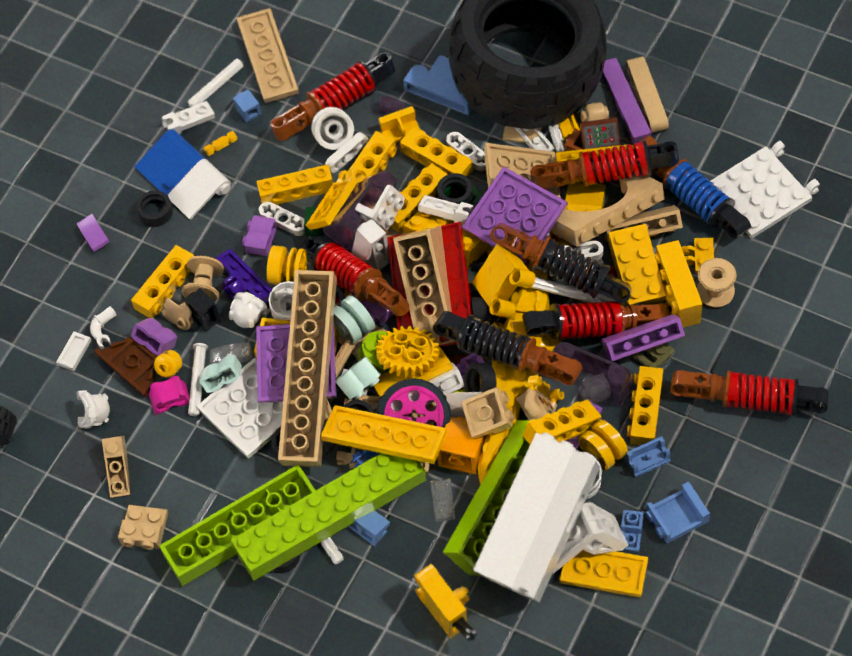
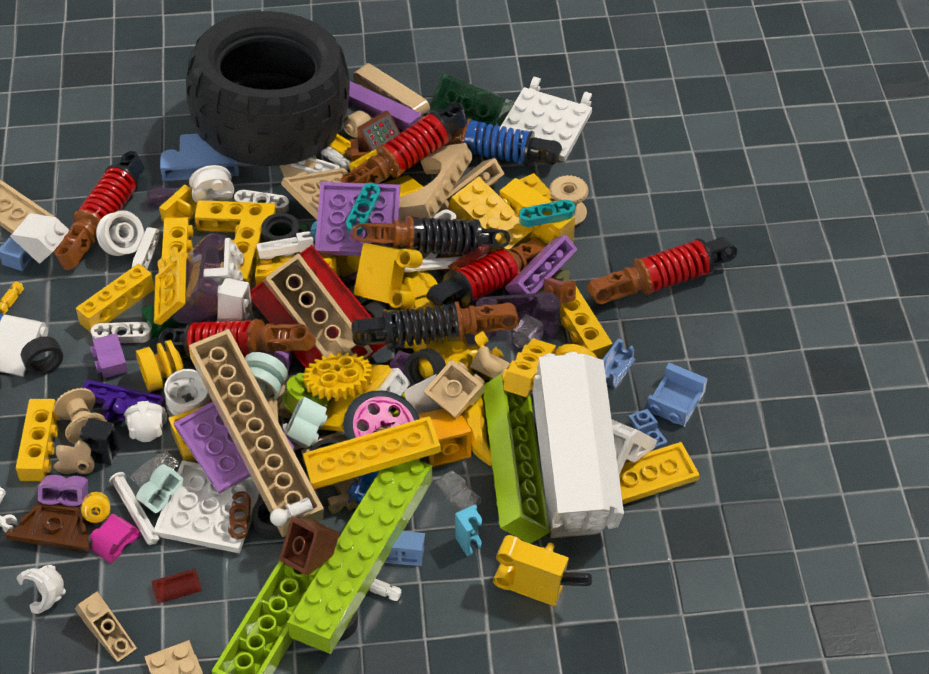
camera: 40 degrees left, 10 degrees down
(187, 460) = (176, 585): none -> clear red tile
(208, 210) = (38, 346): none -> black tyre
(270, 99) = (39, 235): none -> white slope
(272, 423) = (239, 507): none -> reddish brown piece
(277, 451) = (280, 516): none -> white pin
(285, 485) = (307, 544): none -> copper slope
(422, 536) = (466, 528): none -> medium azure hinge
(432, 118) = (211, 184): none -> white wheel
(522, 202) = (362, 200): none -> teal beam
(582, 299) = (470, 257): none -> clear red tile
(640, 368) = (563, 290): none -> dark orange bracket
(690, 298) = (564, 208): none -> teal beam
(707, 140) = (477, 102): none -> clear green slope

